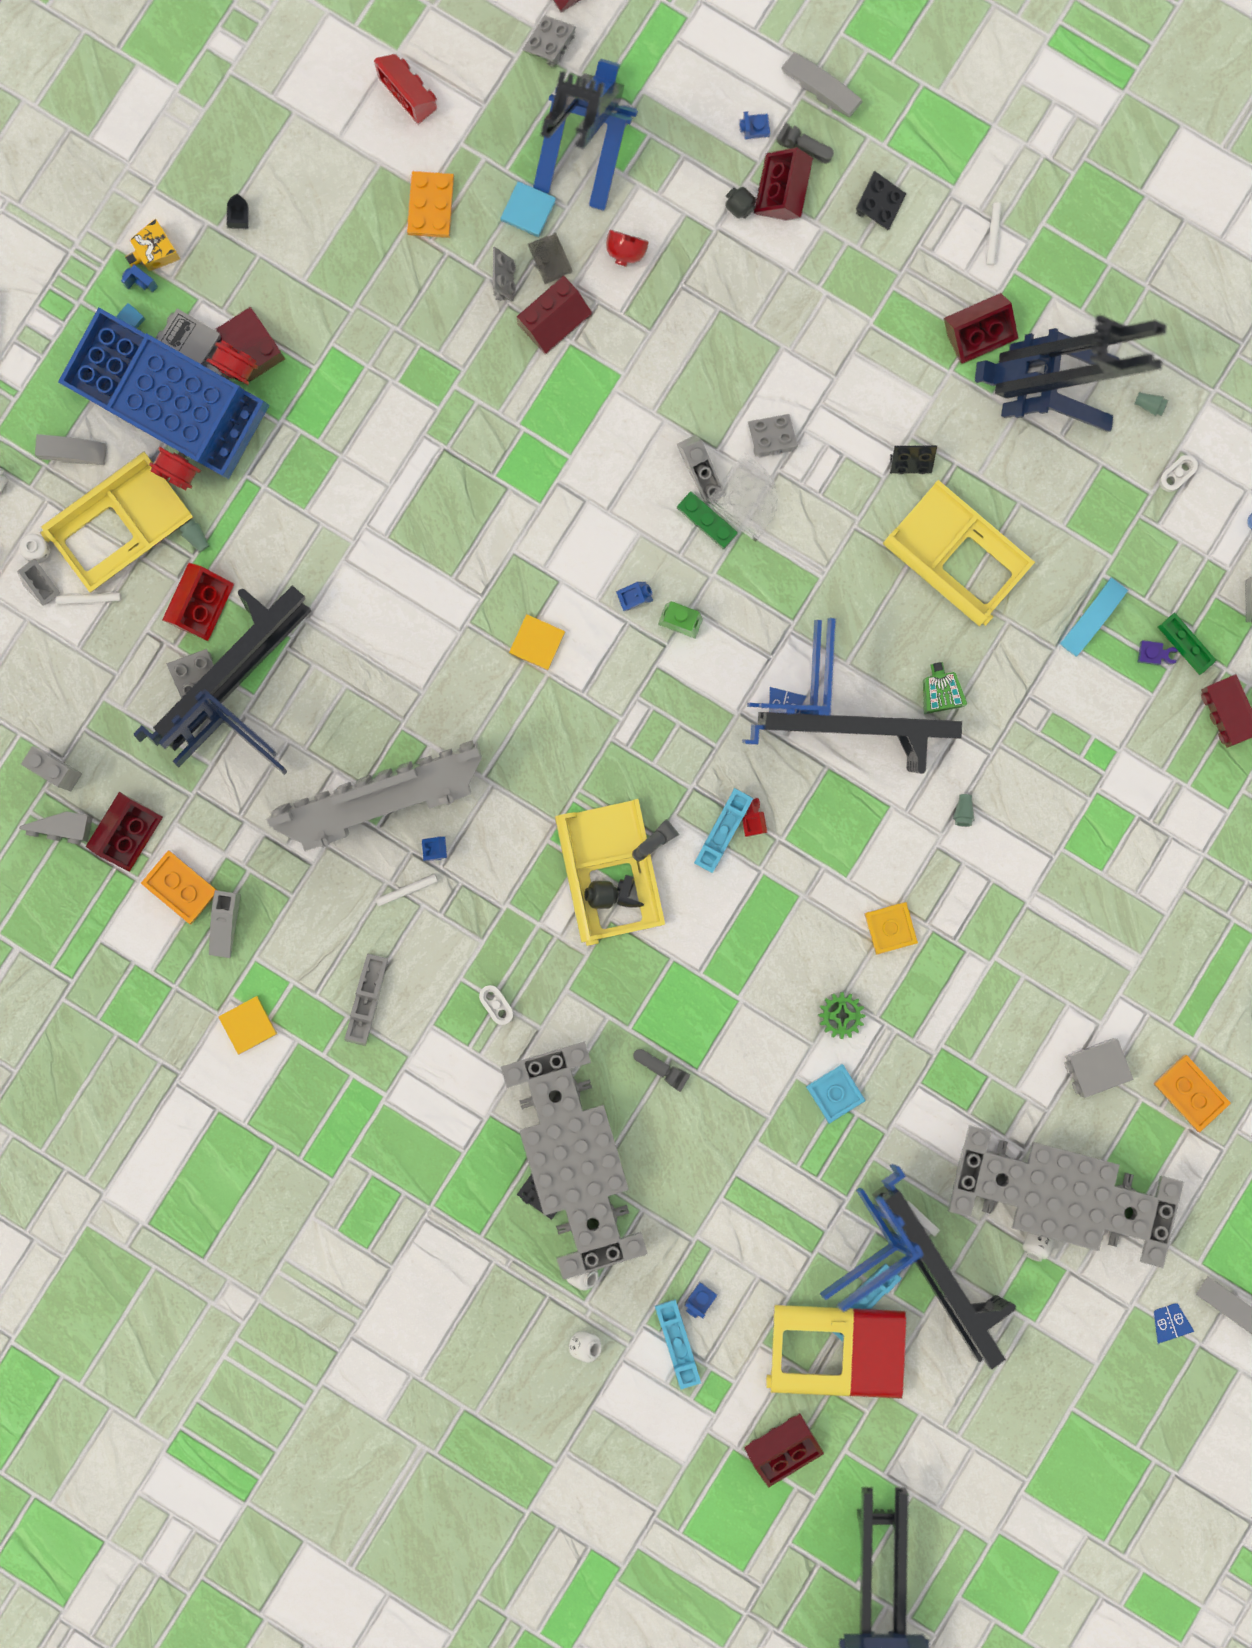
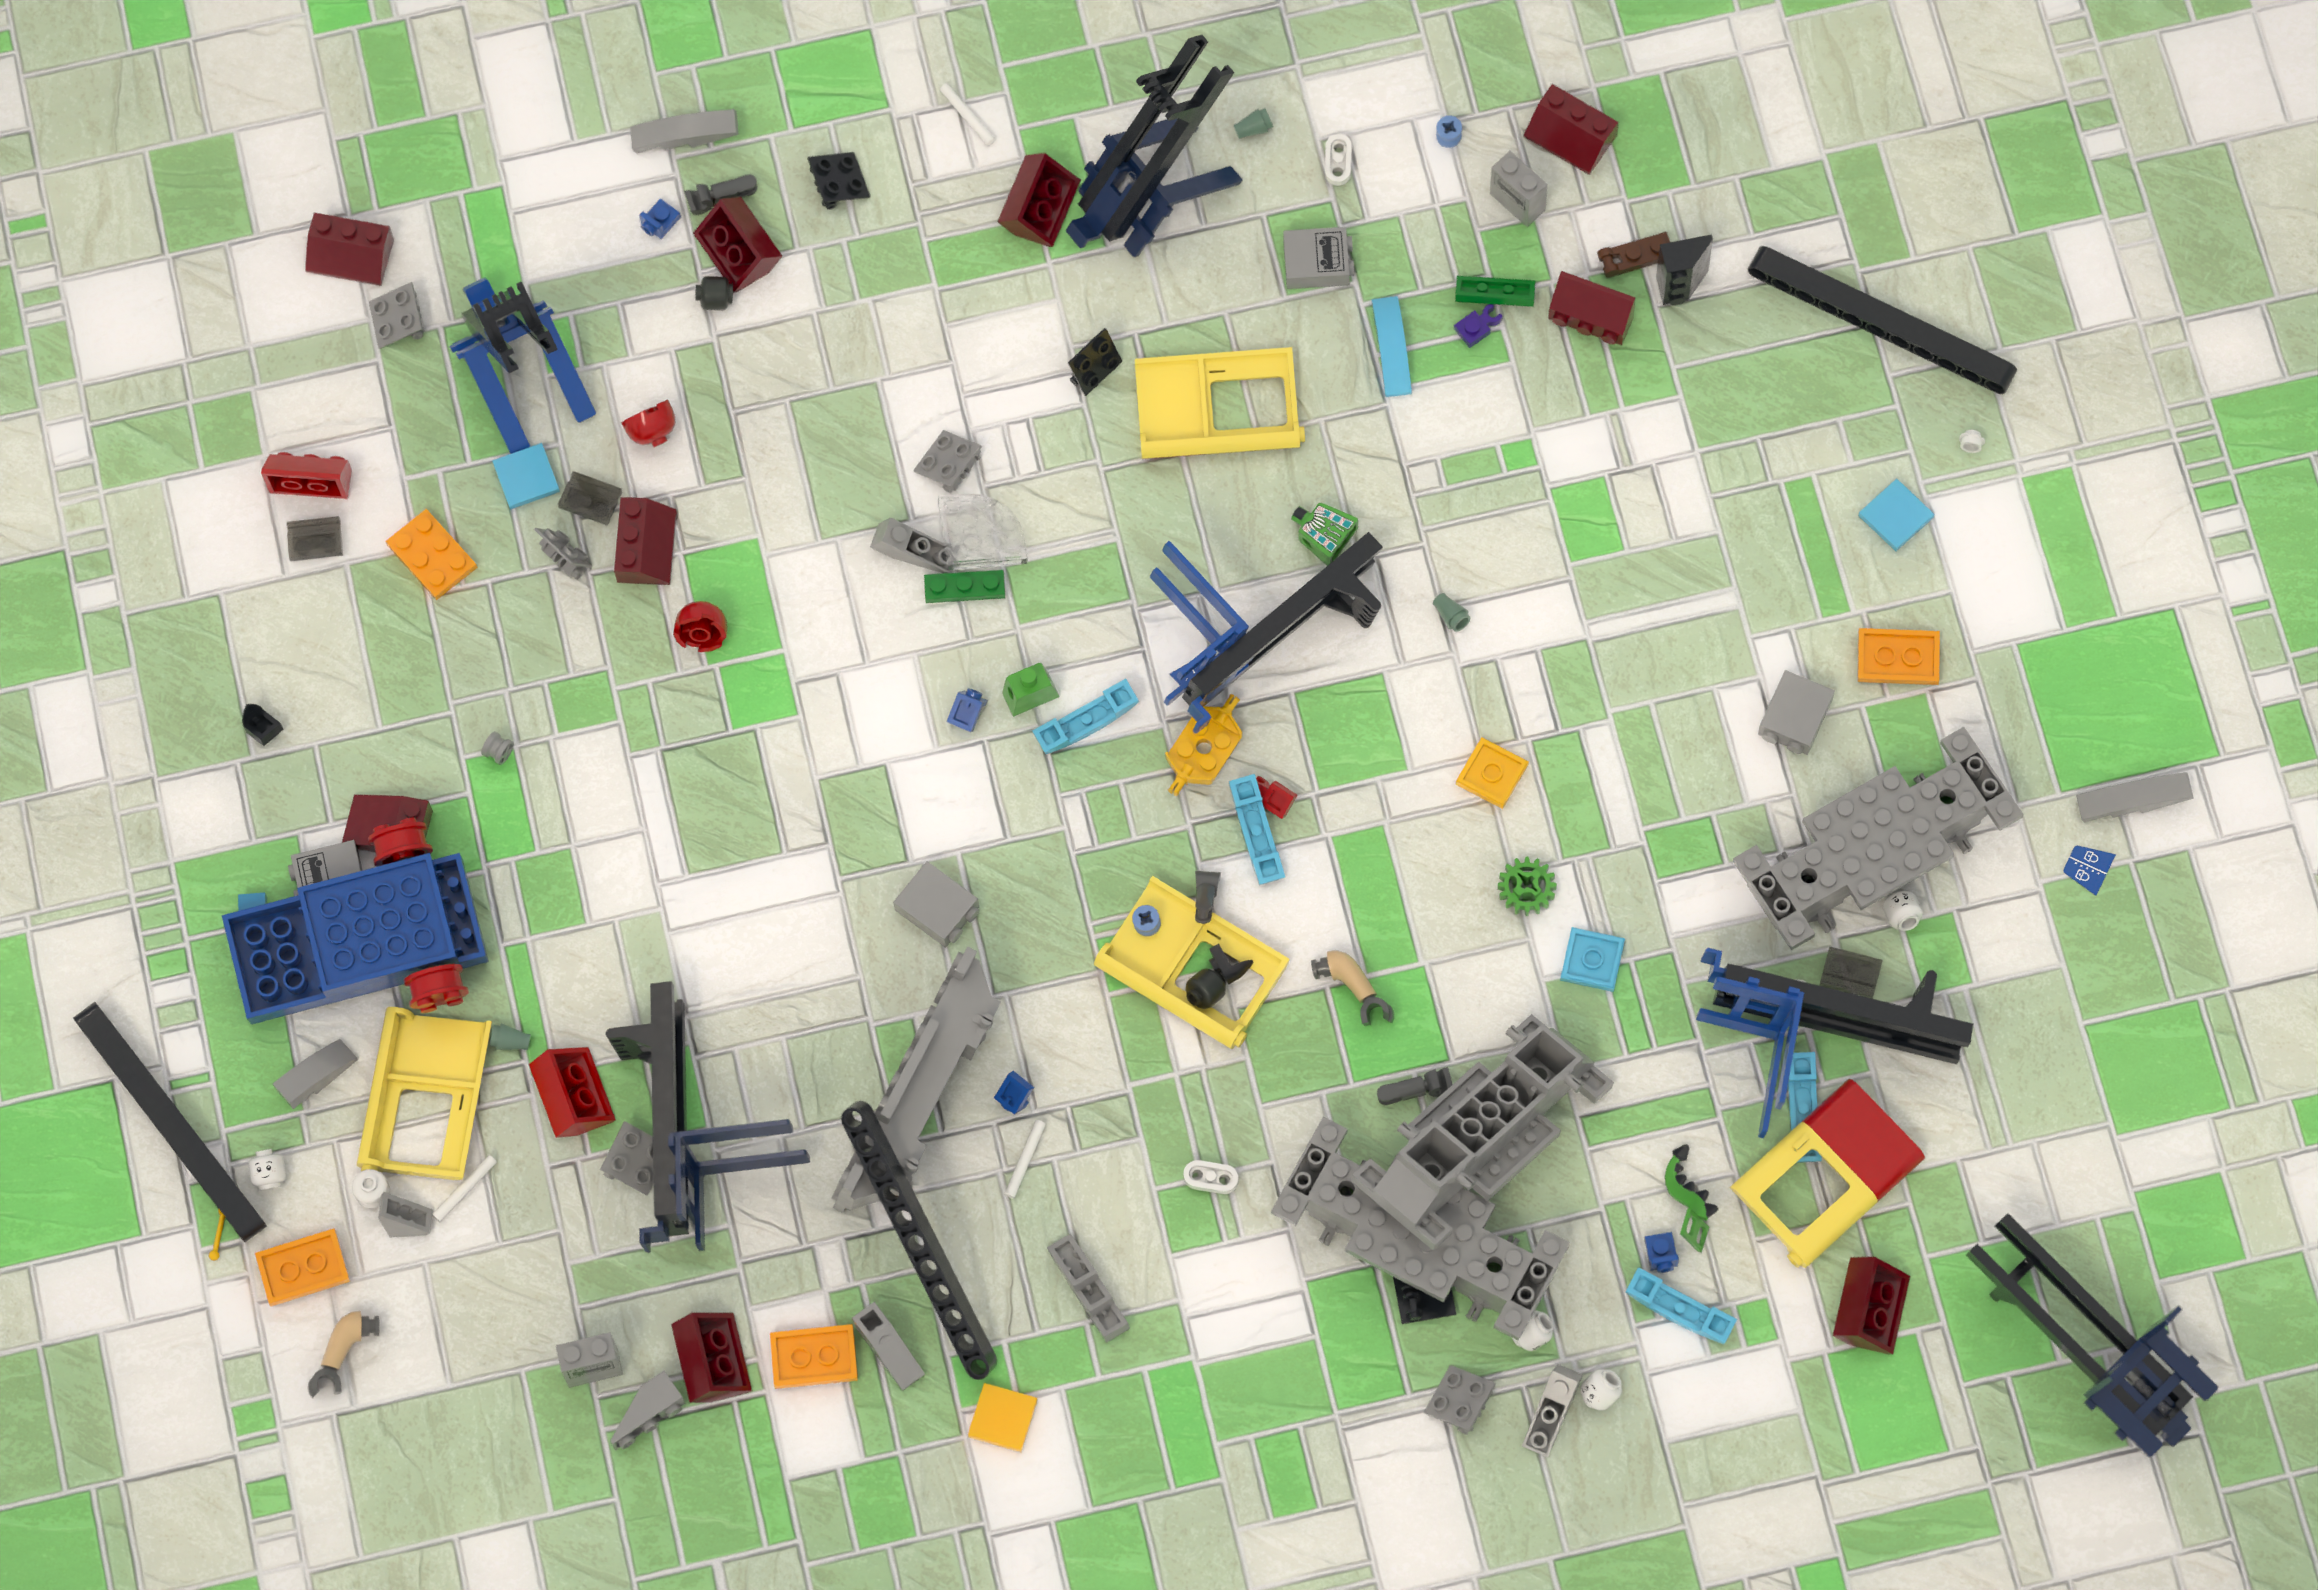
camera: 40 degrees left, 15 degrees down
(135, 275) = (226, 862): blue bracket -> none
(152, 248) = (211, 827): torso -> none
(288, 885) = (921, 1227): none -> black beam
(353, 357) = (497, 748): none -> light grey wheel
(374, 130) = (314, 538): none -> clear smoke plate
(503, 694) = (937, 904): none -> light grey brick
(504, 1270) = (1460, 1398): none -> light grey hinge
(535, 396) = (700, 626): none -> red cylinder
(537, 642) = (920, 833): yellow tile -> none
(549, 1328) = (1552, 1410): none -> light grey slope
(612, 824) = (1149, 925): none -> medium blue wheel
(665, 1140) = (1481, 1130): none -> light grey piece
(690, 965) = (1345, 968): none -> piece
(695, 668) = (1087, 719): none -> medium azure slope
(727, 754) = (1220, 733): none -> yellow plate
(746, 1284) = (1686, 1195): none -> bright green piece
(971, 1249) = (1851, 972): none -> clear smoke plate
(1105, 522) = (1317, 258): none -> light grey brick

